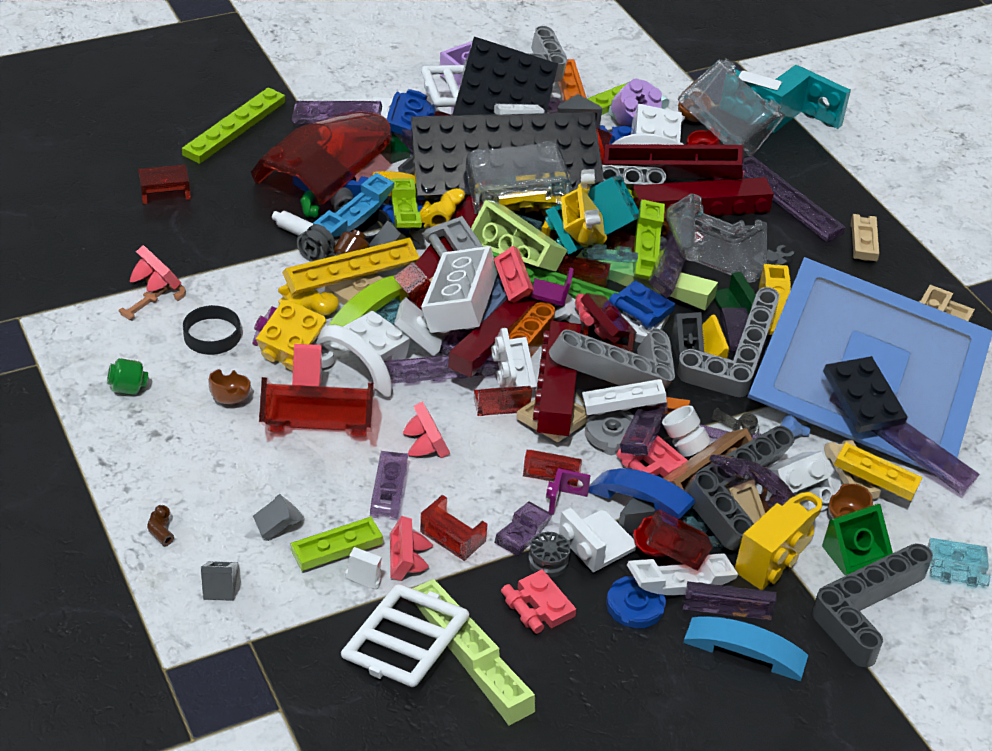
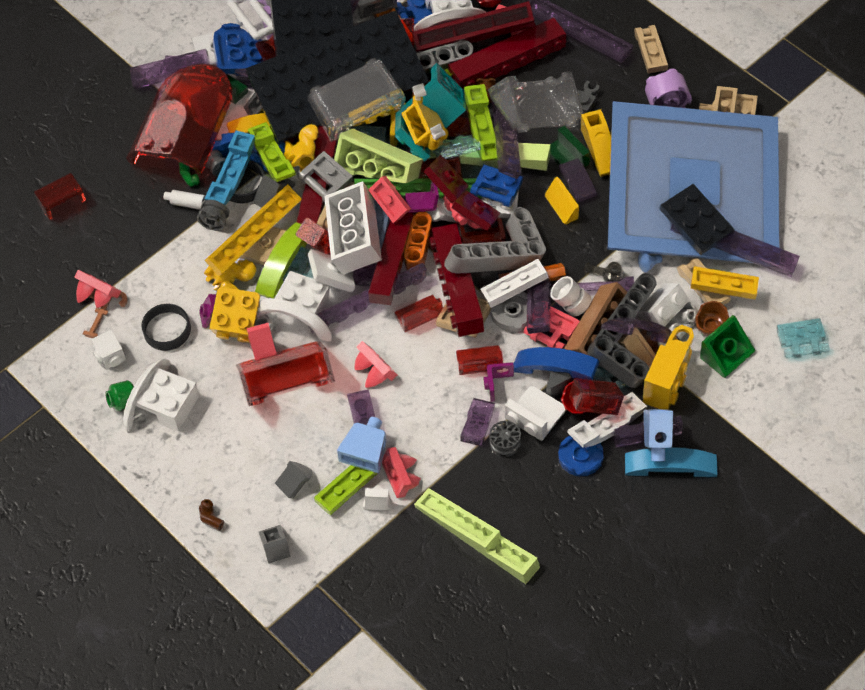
camera: 10 degrees left, 15 degrees up
(135, 330) = (108, 350): none -> white brick
(173, 388) = (163, 395): none -> white piece
(229, 388) = (207, 376): dark orange hair -> none
(233, 125) = (86, 109): lime plate -> none
(351, 242) = (243, 208): reddish brown head -> none
(374, 505) = (364, 446): none -> light blue torso
(426, 657) = (452, 555): white bar -> none
(451, 532) = (426, 443): clear red panel -> none
(513, 361) = (419, 282): white bracket -> none
(517, 109) = (331, 27): white plate -> none
(545, 597) = (514, 474): coral plate -> none
(585, 272) = (446, 178): none -> dark red plate
(687, 333) = (543, 206): dark grey slope -> none
(735, 375) = (593, 202): light grey beam -> none
(745, 584) = (658, 421): none -> light blue torso
(840, 602) = (743, 389): dark grey beam -> none
(873, 266) = (668, 90): none -> lavender brick

